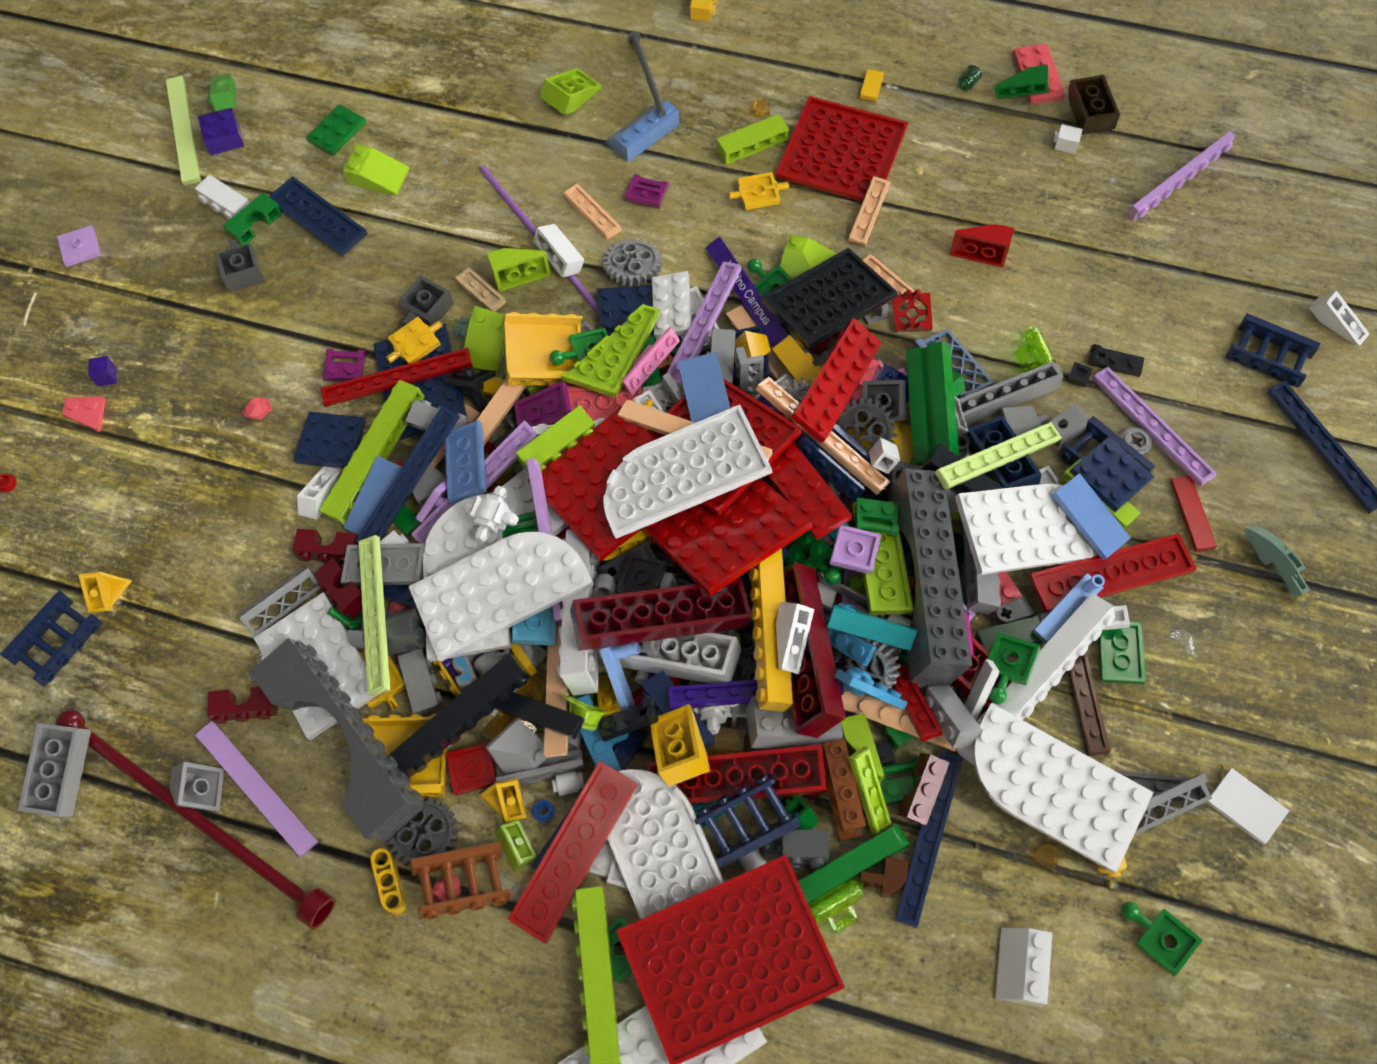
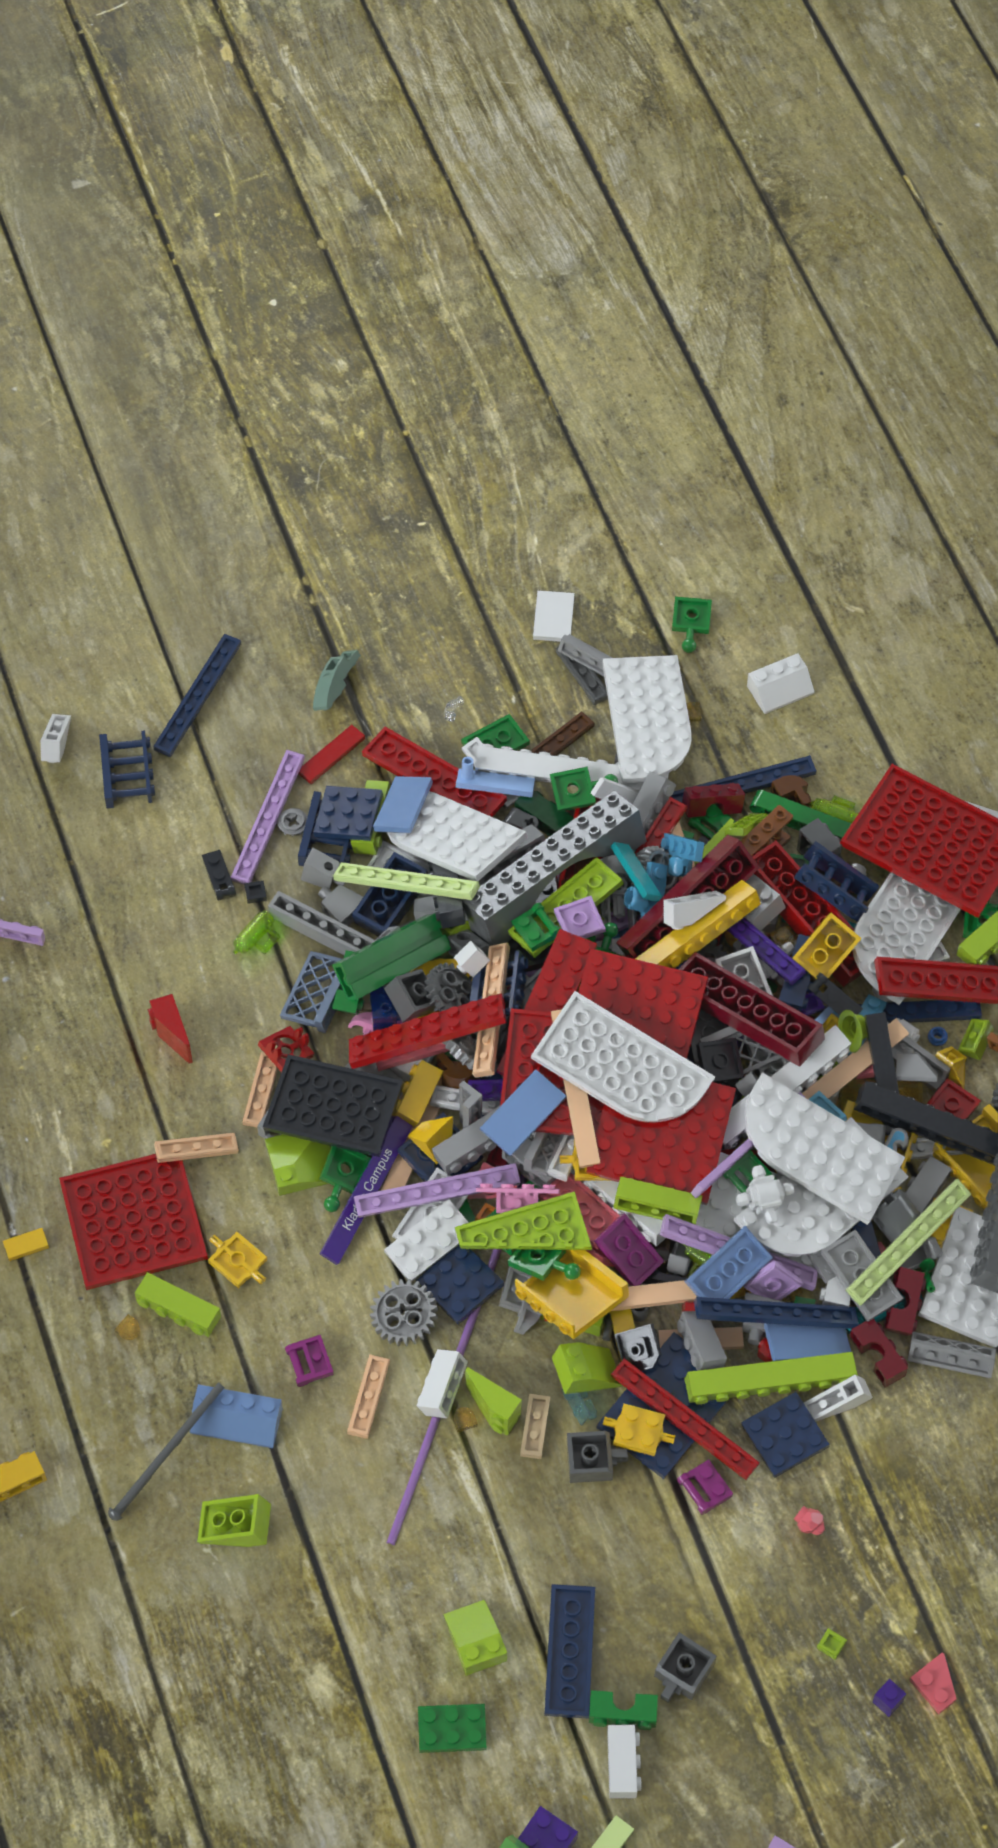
camera: 130 degrees left, 5 degrees down
(172, 368) = (831, 1644): none -> lime tile

